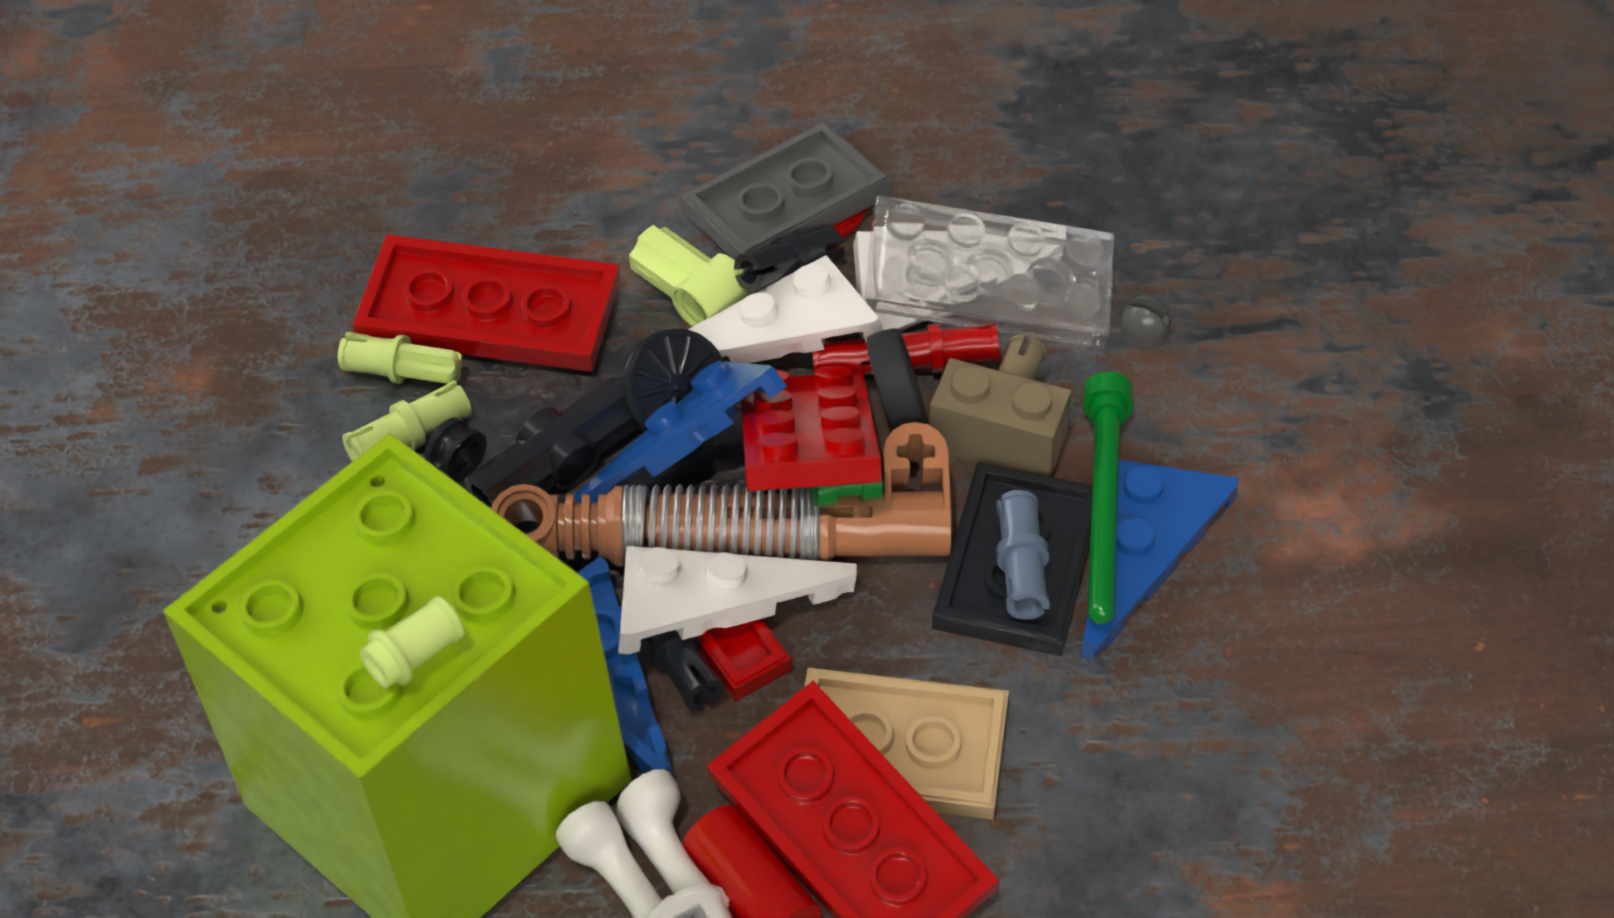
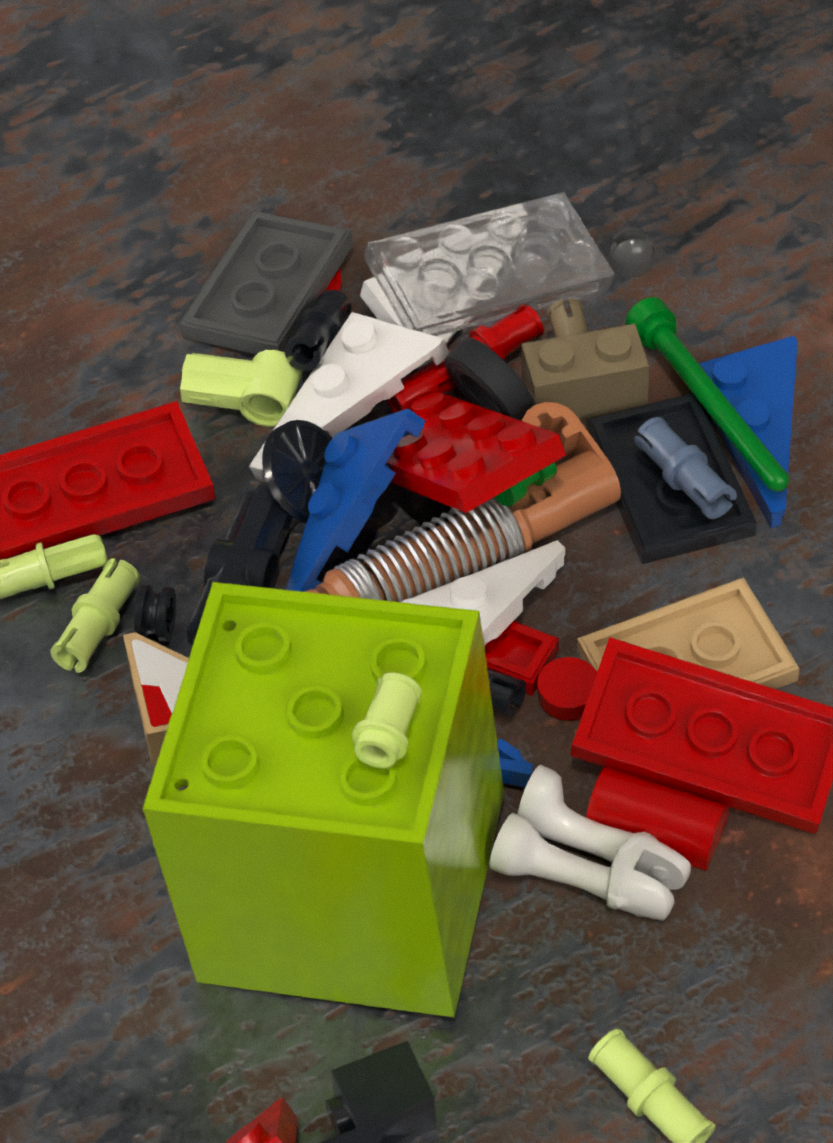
camera: 30 degrees left, 0 degrees up
(758, 700) = (565, 687): none -> red tile

